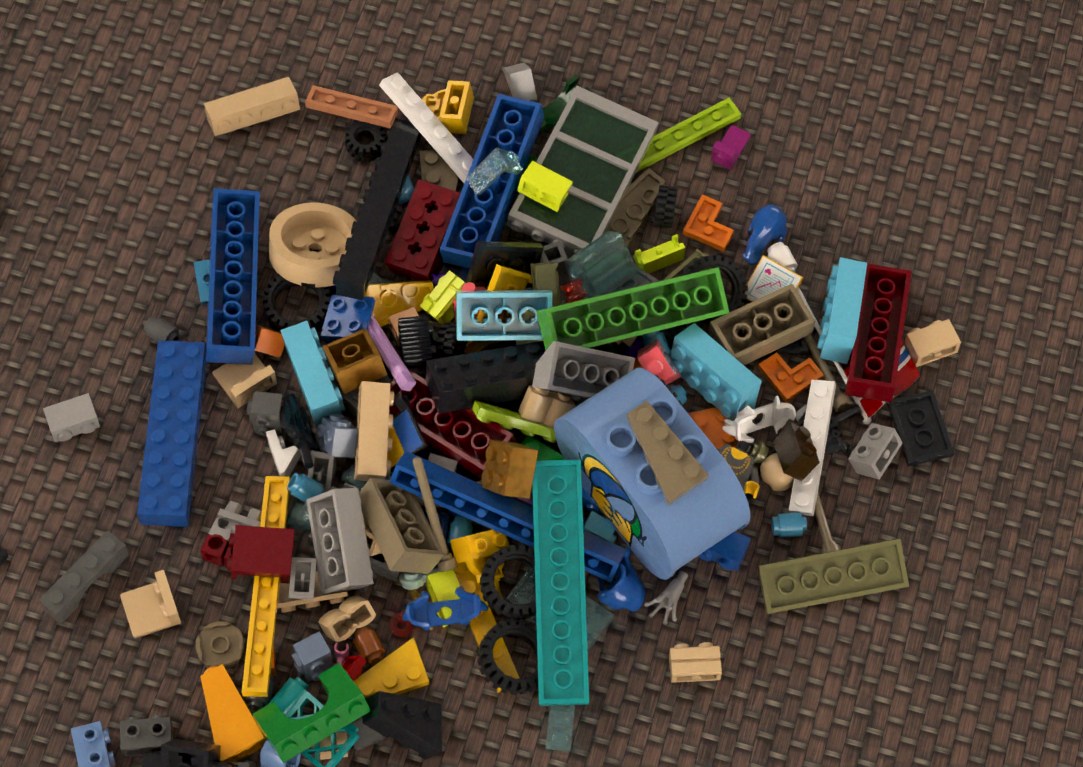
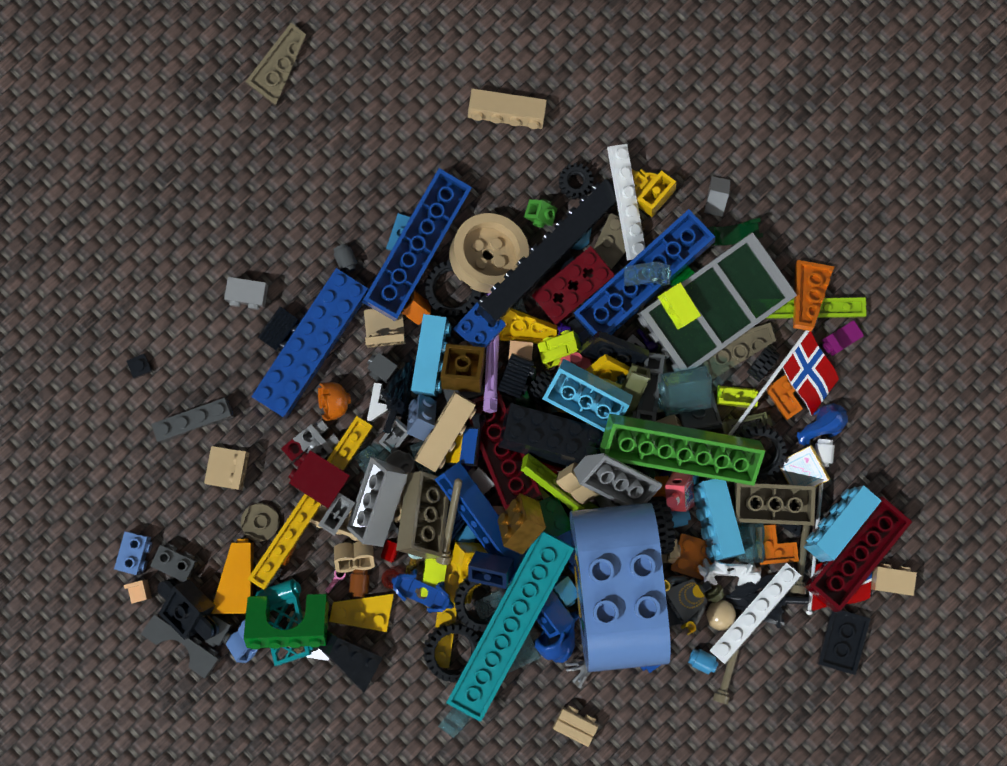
camera: 30 degrees right, 20 degrees up
(129, 437) = (279, 329): none -> black brick
(229, 475) = (333, 400): none -> orange cylinder
(304, 487) = (378, 442): dark azure brick -> none
(312, 657) = (313, 574): sand blue brick -> none
(346, 183) = (544, 213): none -> bright green brick
(352, 106) = (578, 152): nougat panel -> none
(353, 665) = (337, 593): red plate -> none
(383, 596) = (389, 551): none -> red slope
(505, 532) = (491, 569): none -> dark blue brick
(574, 290) = (651, 402): clear red wheel -> none
(670, 112) = (810, 287): none -> orange wing
(670, 460) = (625, 610): dark tan wing -> none
(716, 193) = (807, 372): none -> flag
(771, 382) = (752, 539): none -> clear light blue brick
(795, 450) = (740, 613): dark brown brick -> none
(833, 576) = (710, 719): olive plate -> none
(875, 451) = (798, 642): light grey brick -> none

